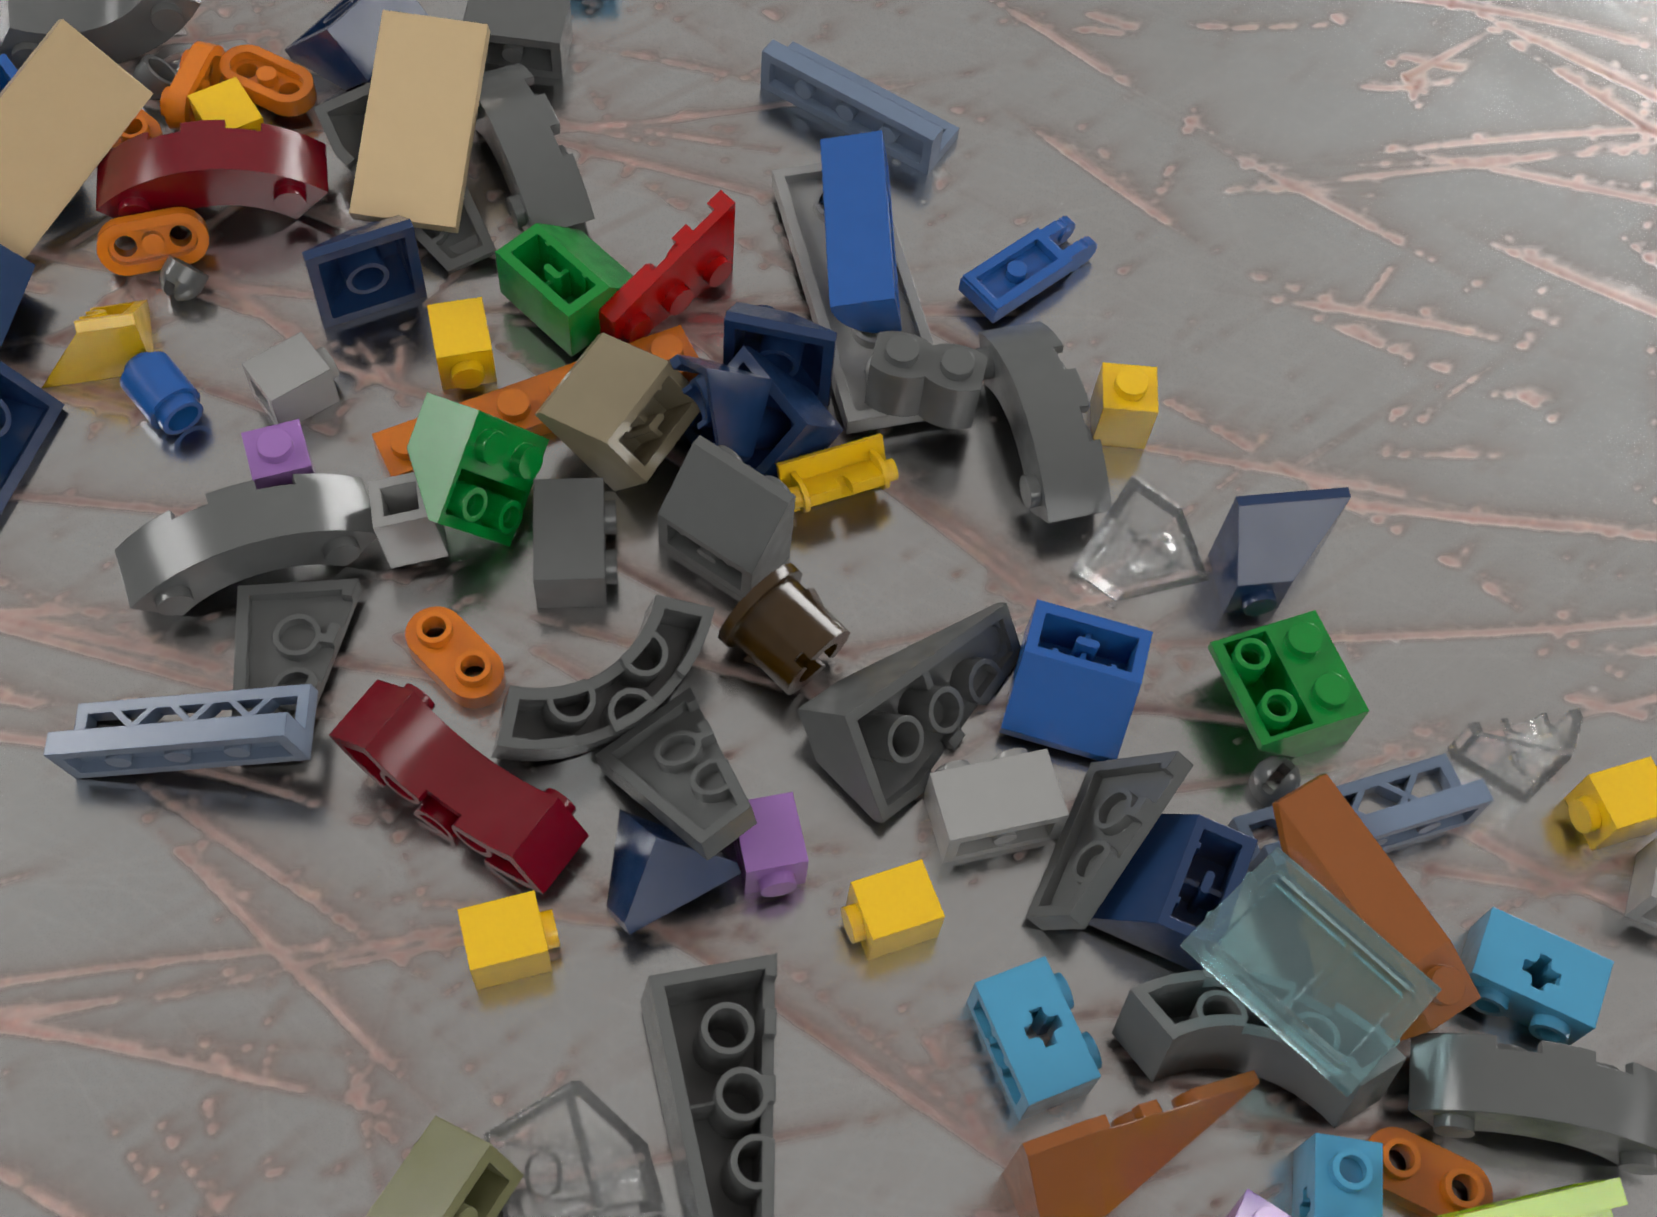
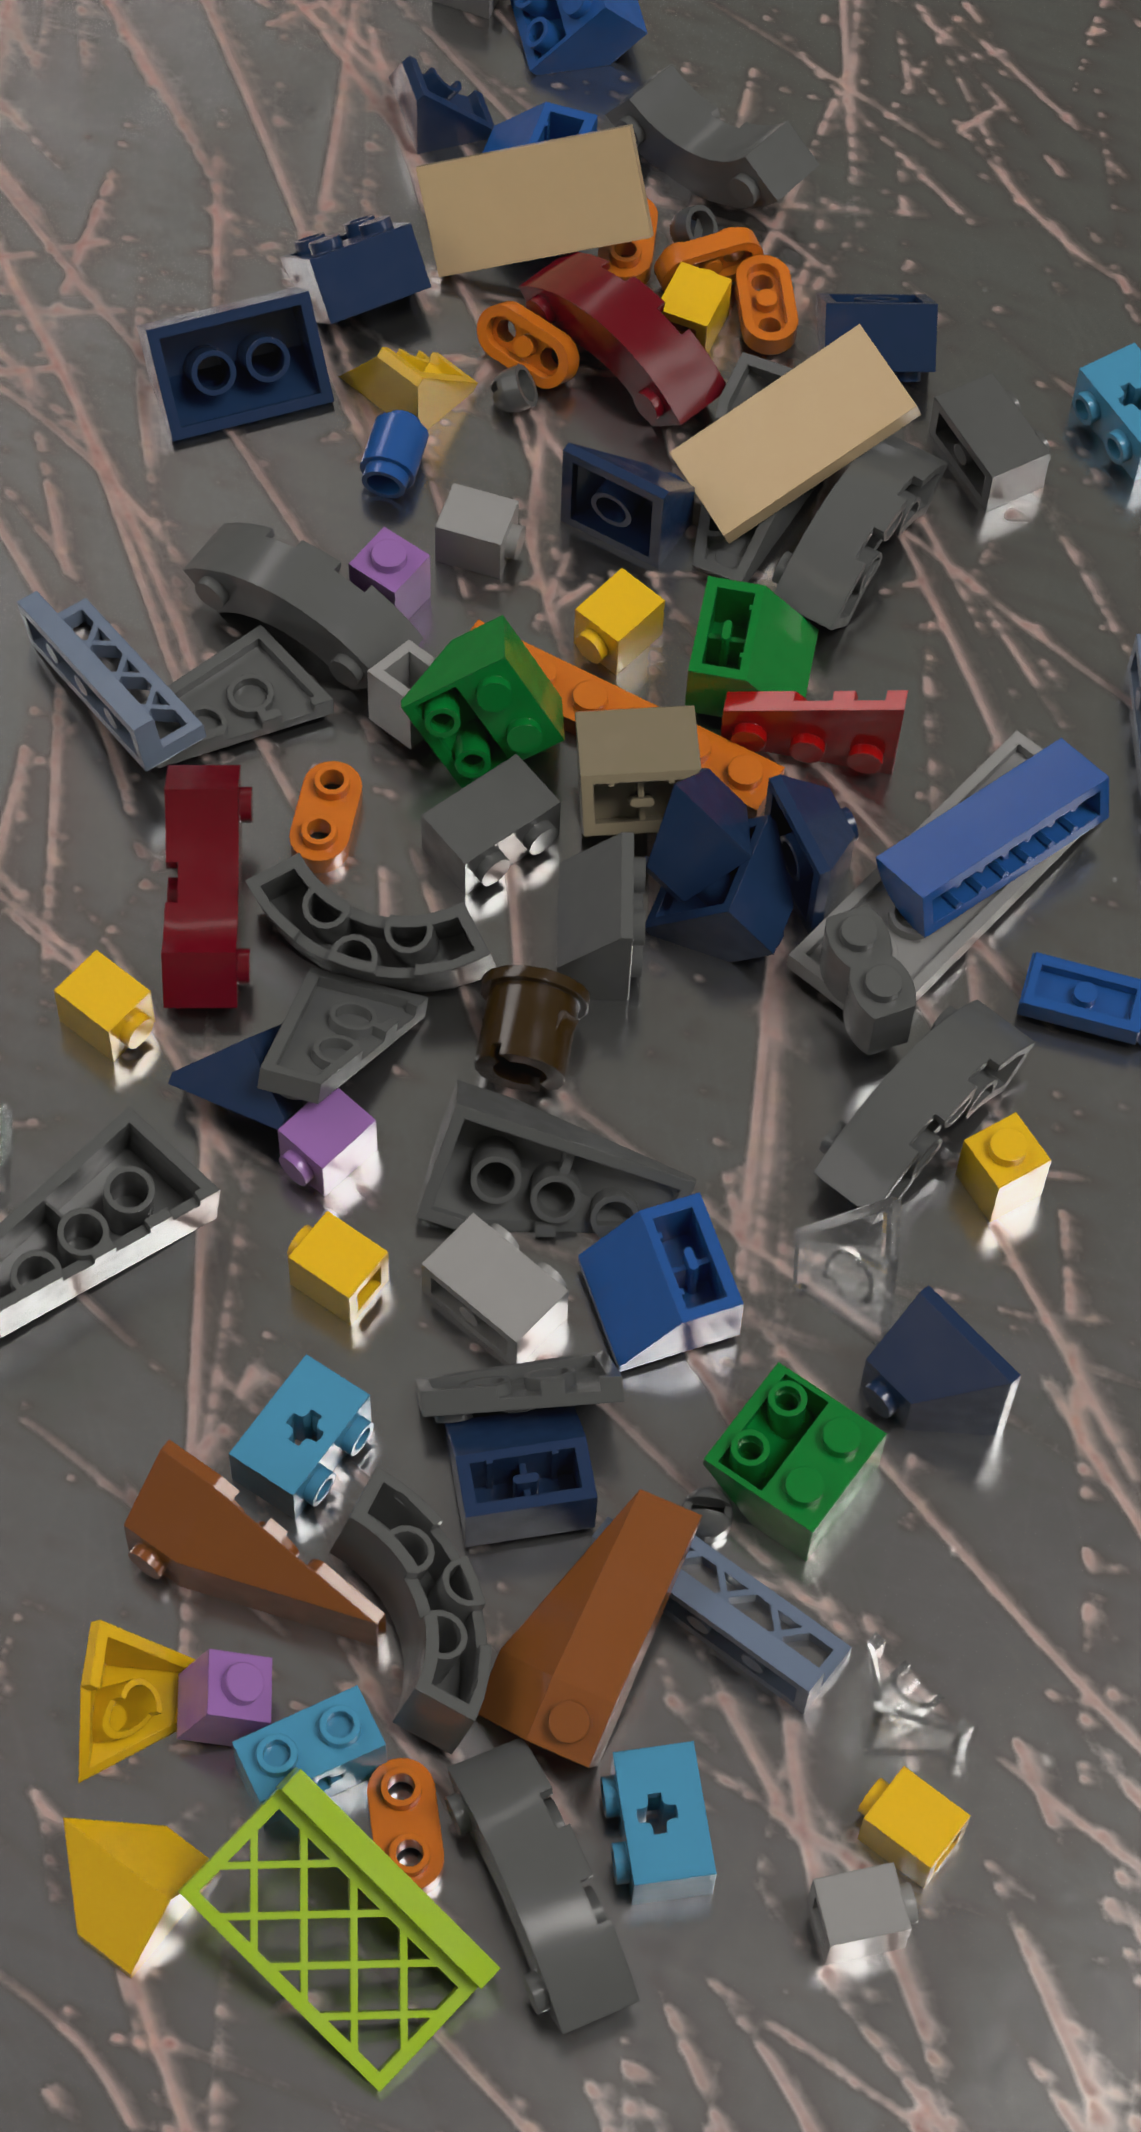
camera: 60 degrees right, 0 degrees up
(838, 472) = (725, 977): yellow hinge -> none
(1311, 970) = (493, 1593): clear light blue piece -> none

